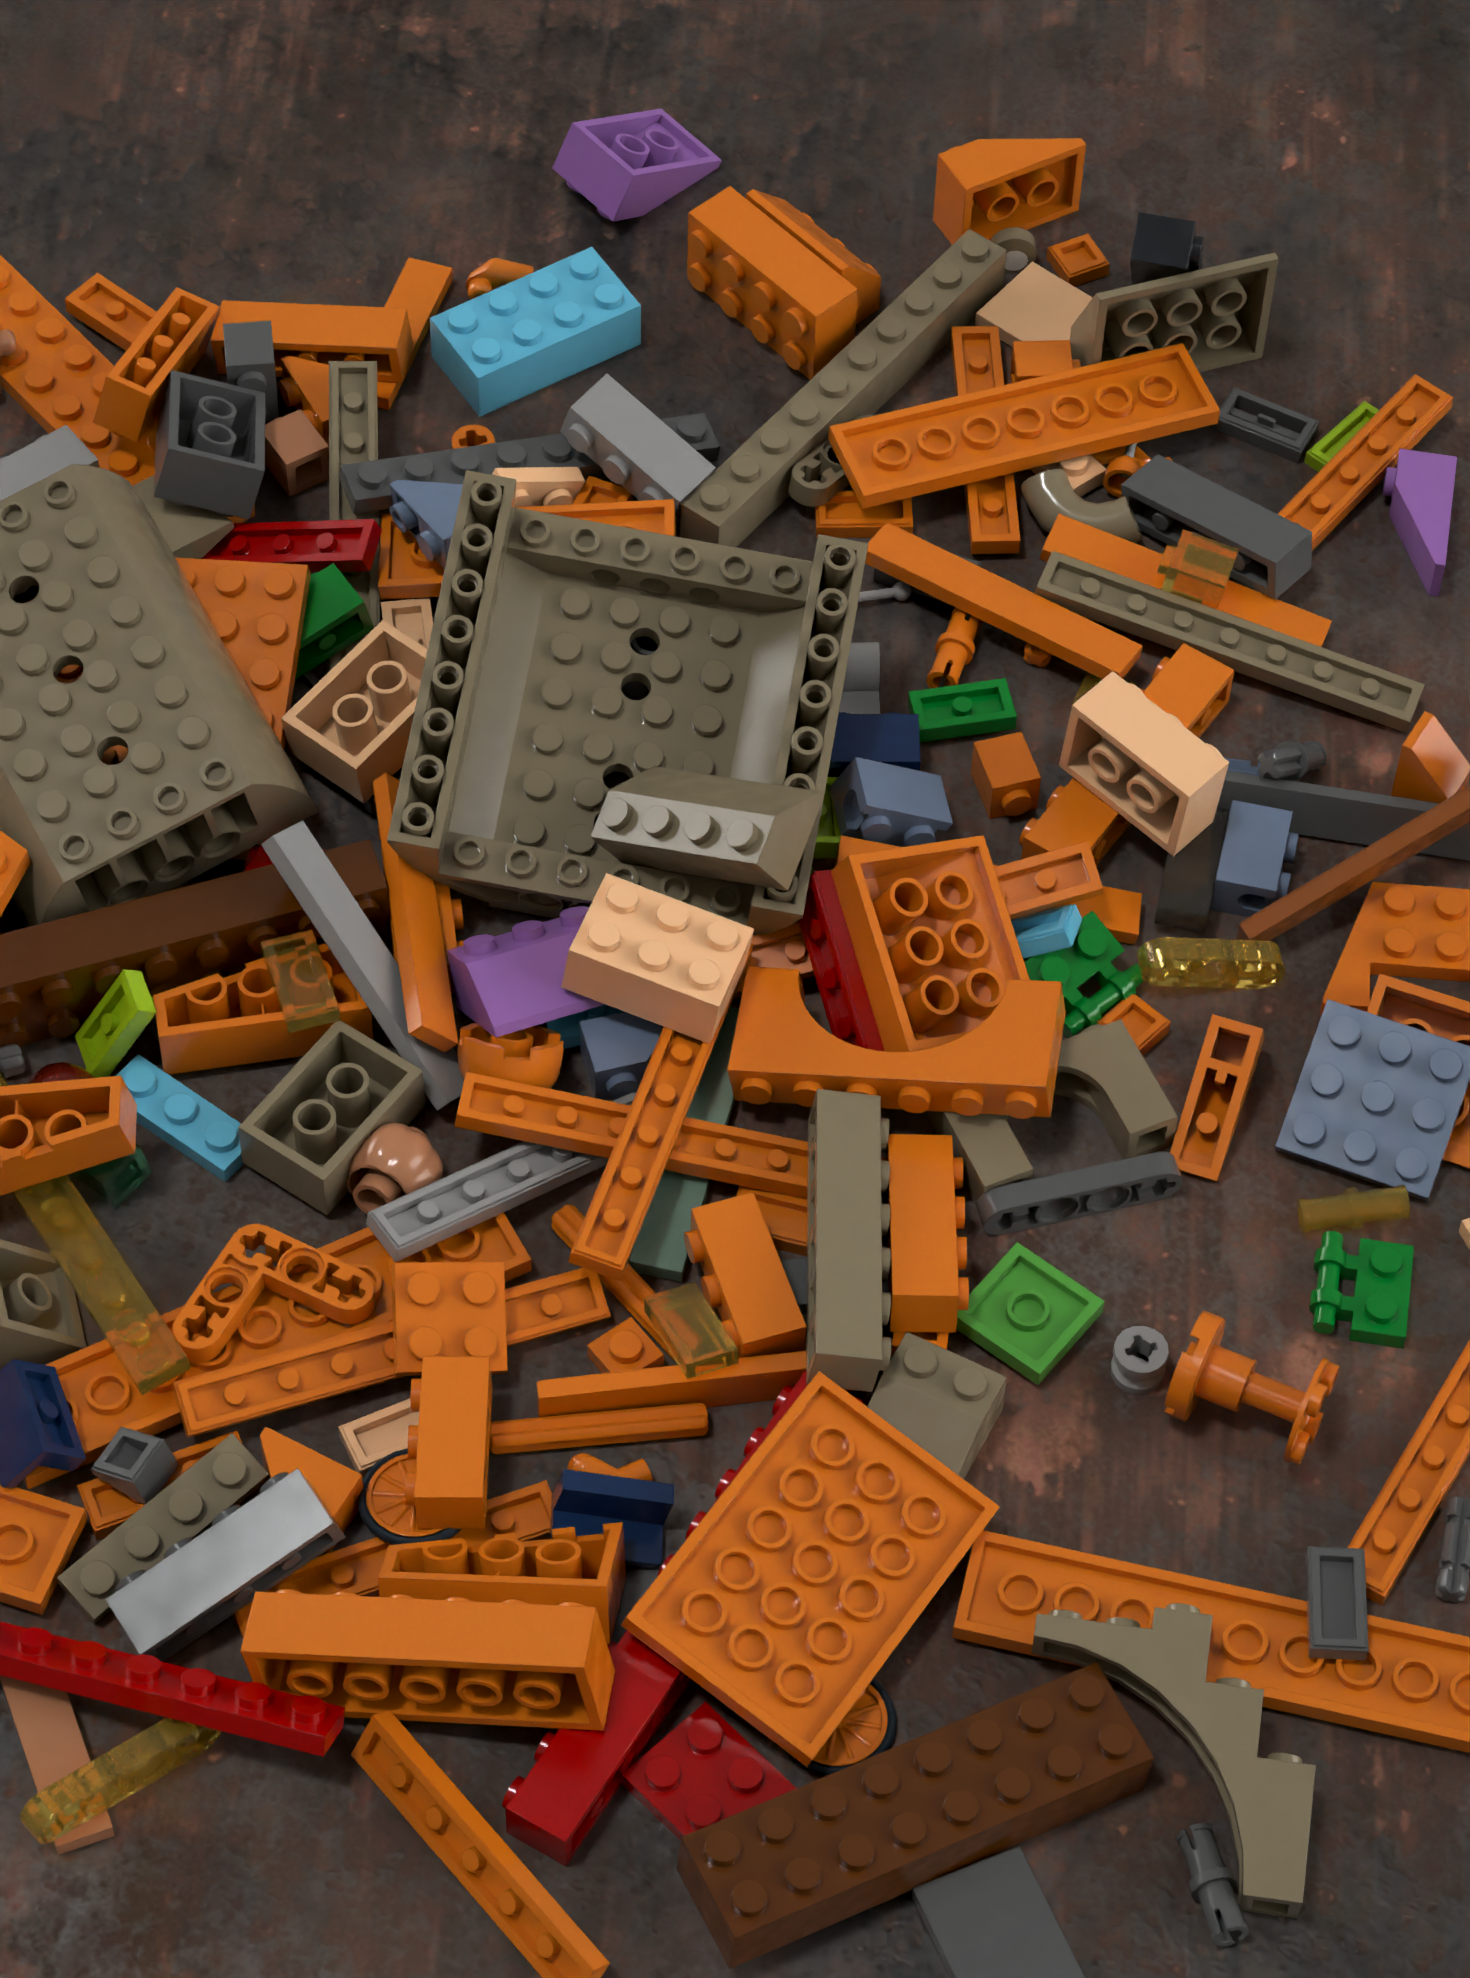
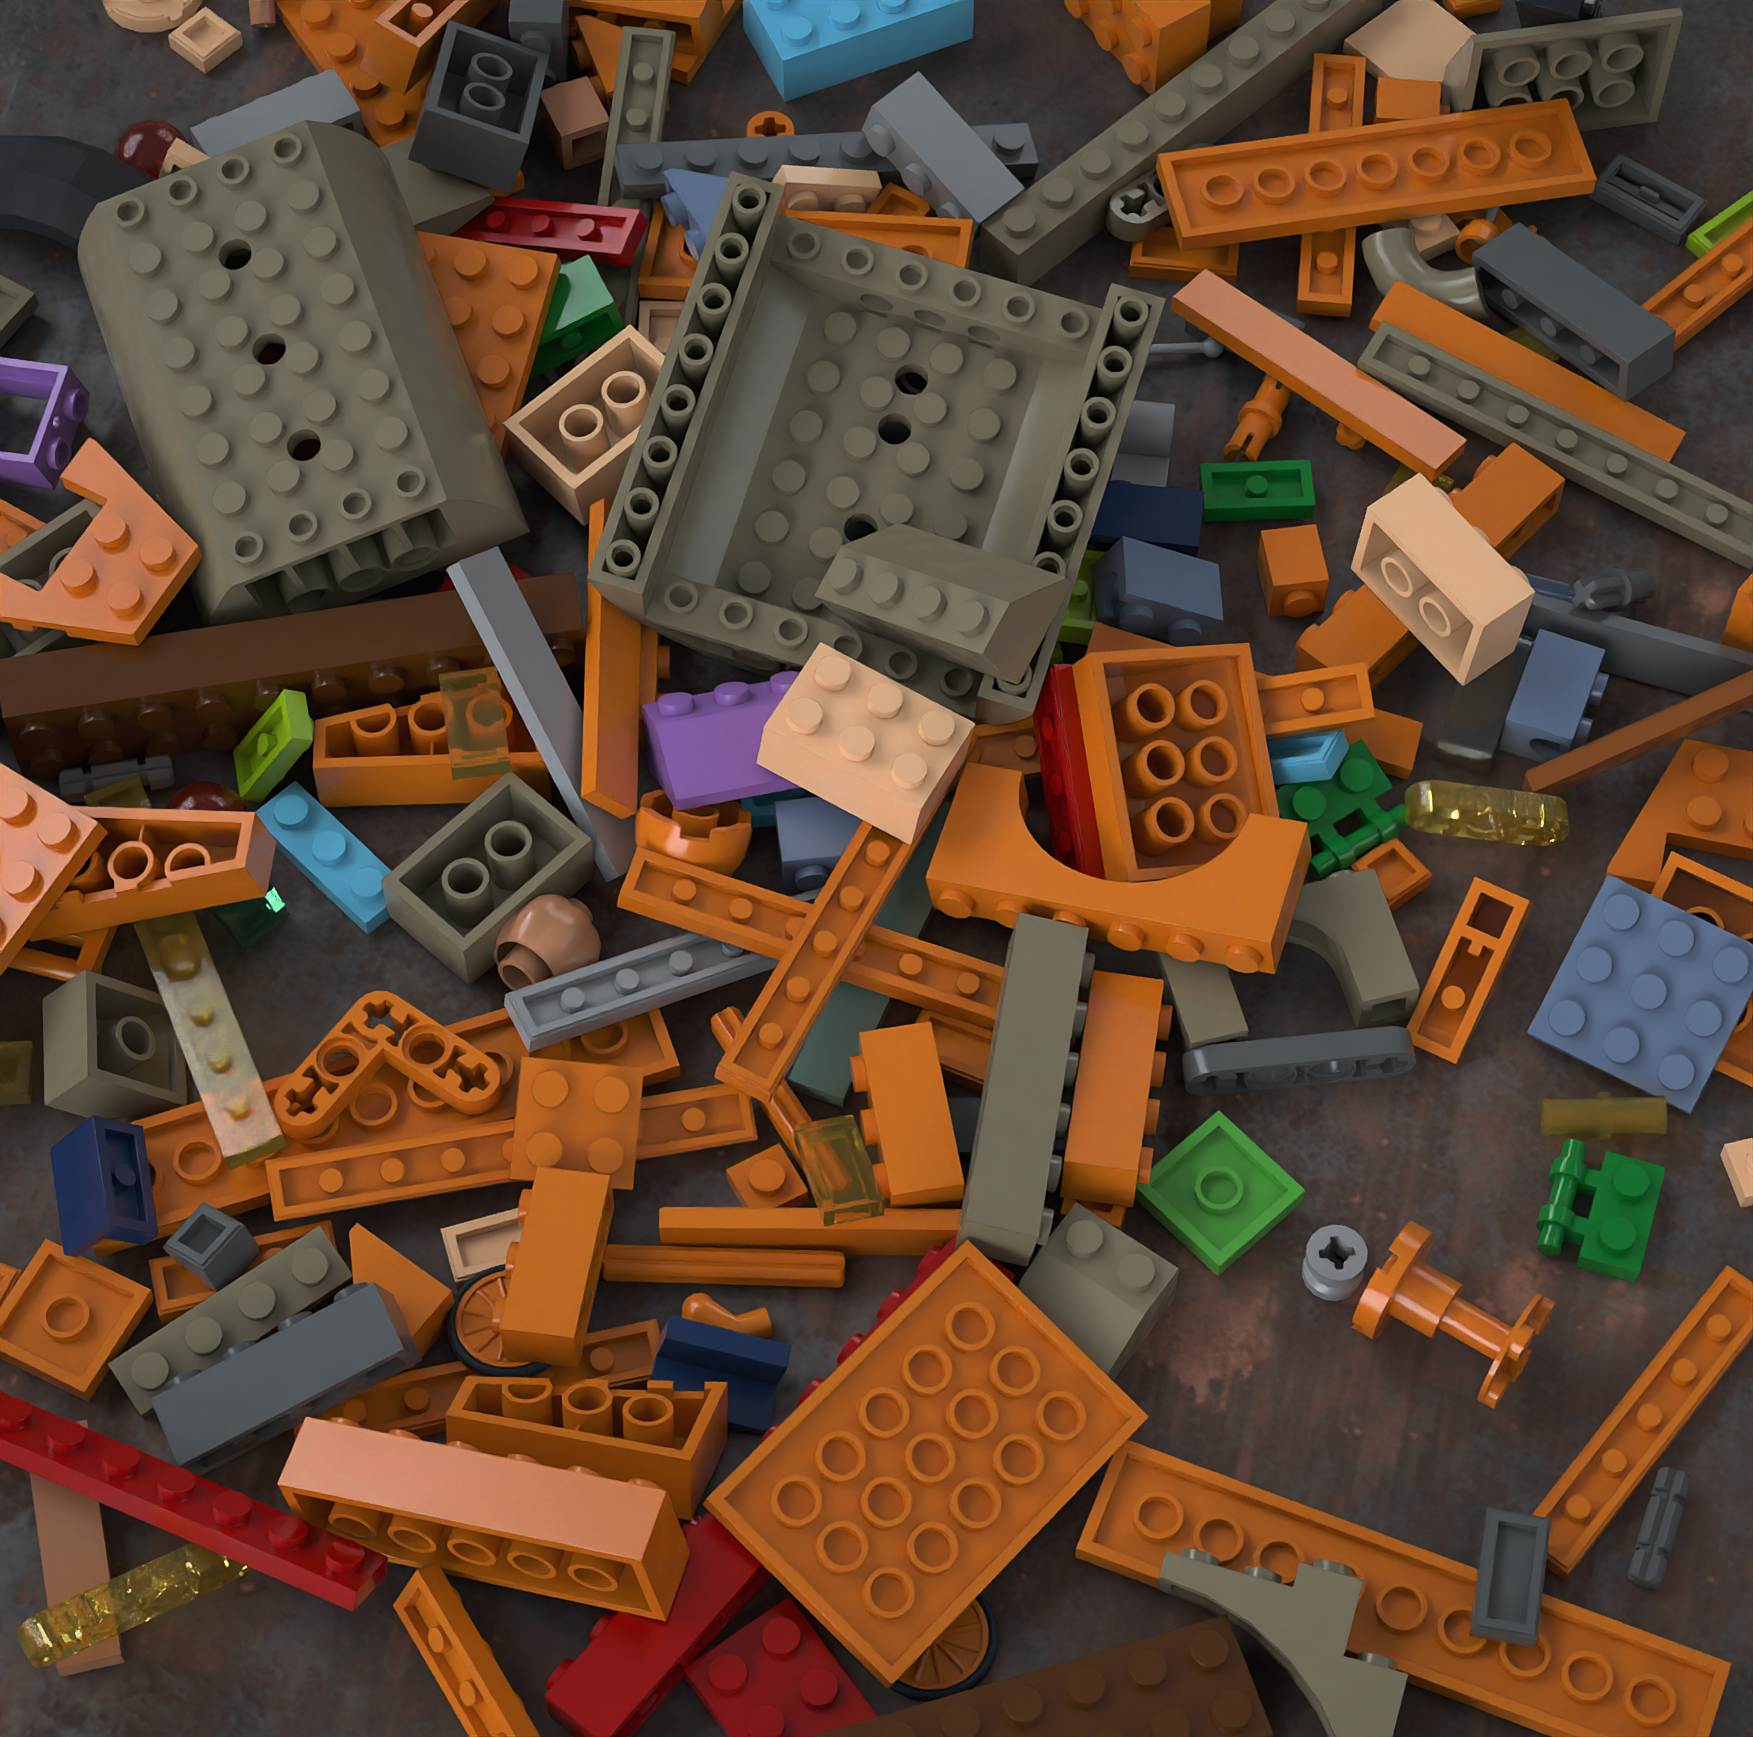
camera: 10 degrees right, 5 degrees up
(1197, 568) = (1541, 359): clear yellow brick -> none

